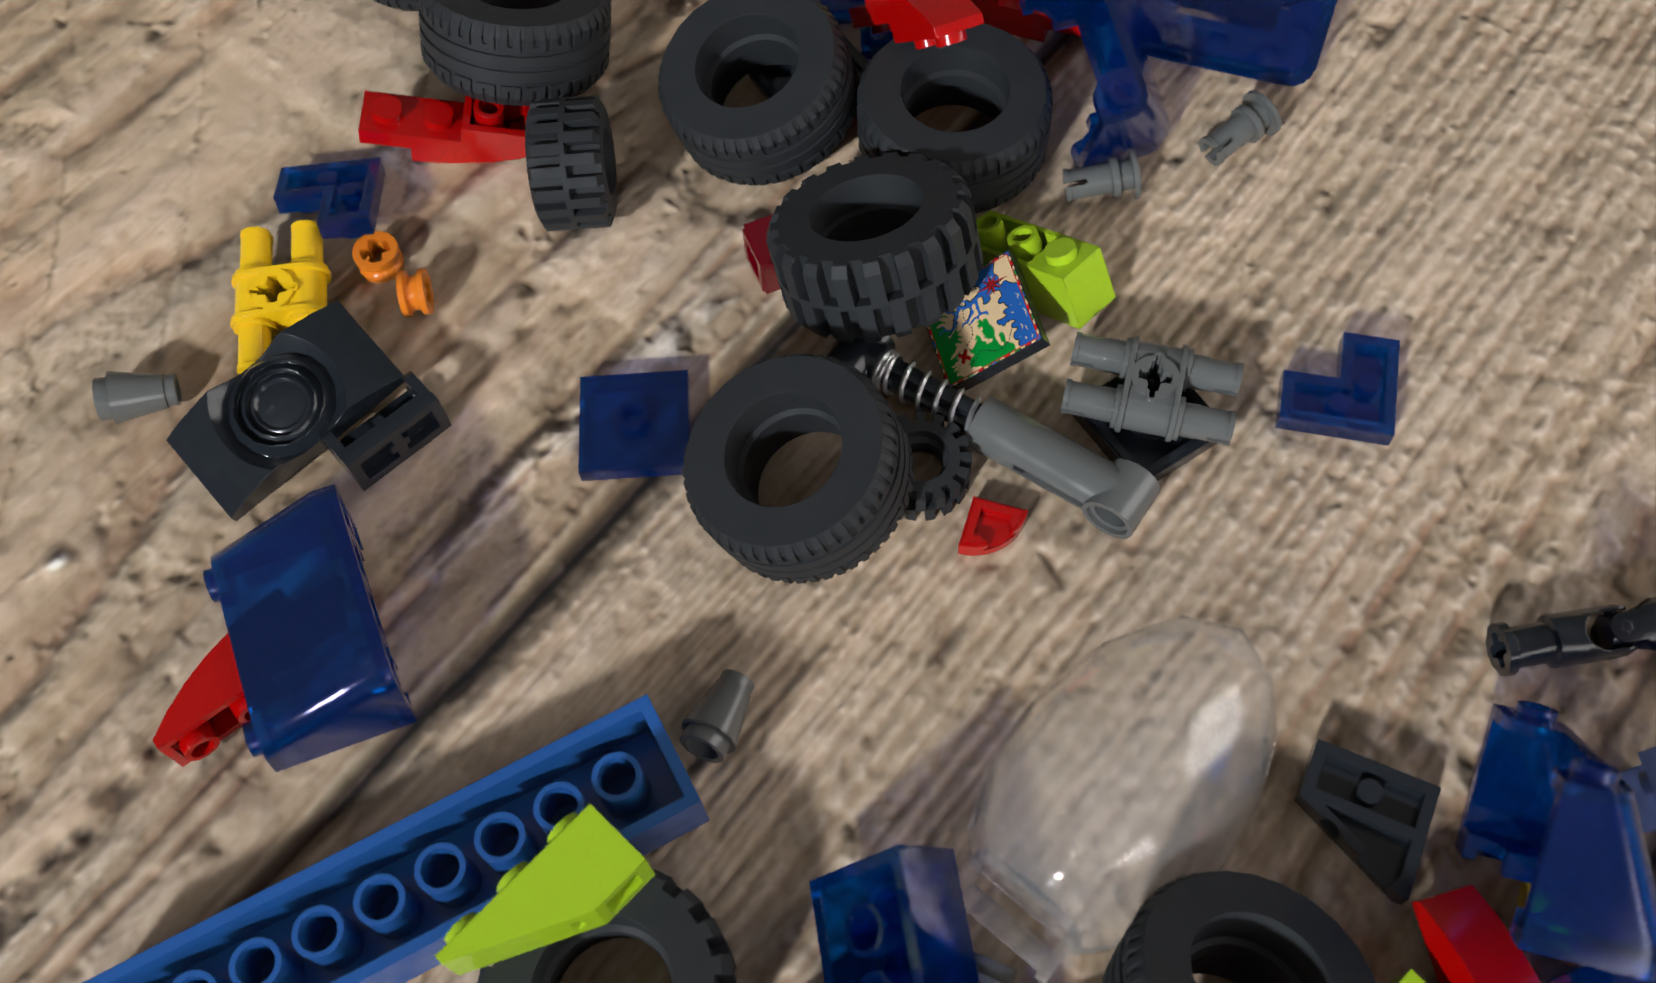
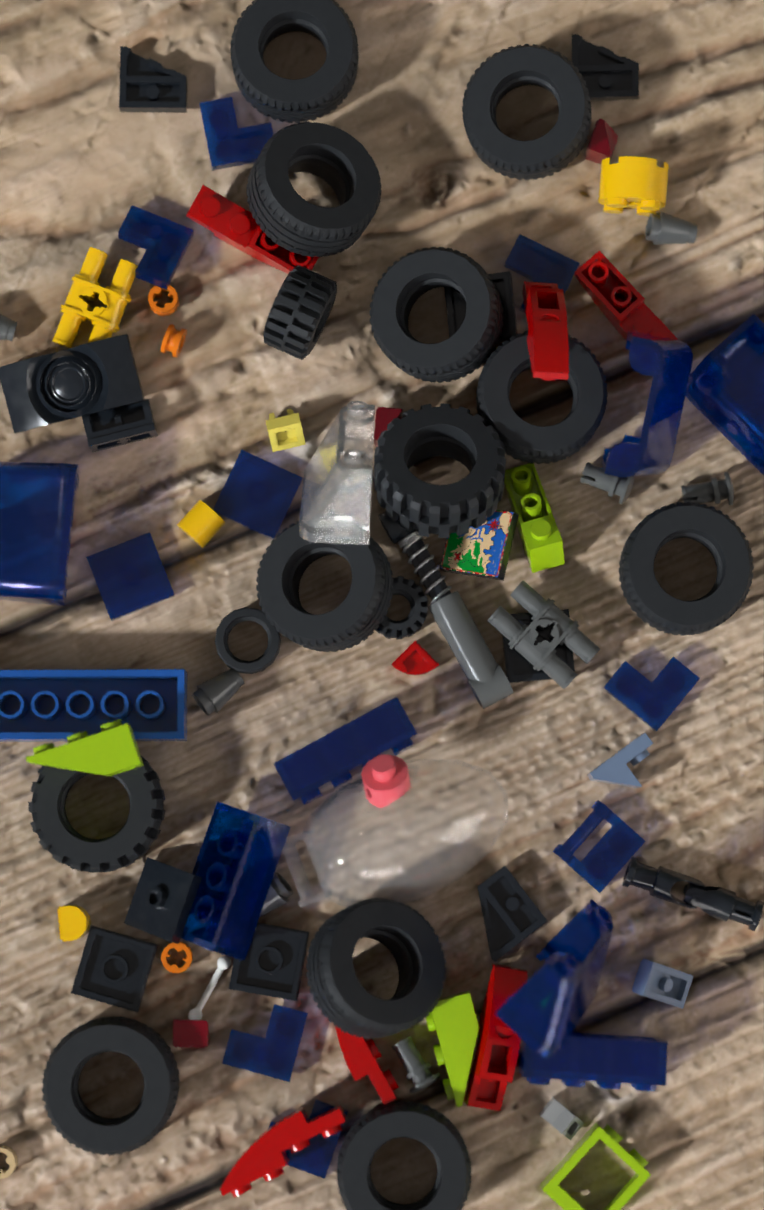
camera: 20 degrees right, 20 degrees up
(249, 41) = (149, 86): none -> black wing
(373, 50) = (225, 141): none -> clear blue plate
(499, 625) = (130, 576): none -> clear blue plate
(571, 498) = (201, 523): none -> yellow brick
(631, 324) = (285, 431): none -> light yellow tile
(713, 580) = (226, 655): none -> black tyre
(749, 297) = (340, 480): none -> clear windscreen
(968, 689) = (346, 750): none -> clear blue brick
(1067, 672) = (385, 780): none -> coral piece
(1298, 164) = (725, 544): none -> black tyre
(1380, 513) = (615, 769): none -> sand blue slope
(1452, 640) = (607, 855): none -> clear blue plate

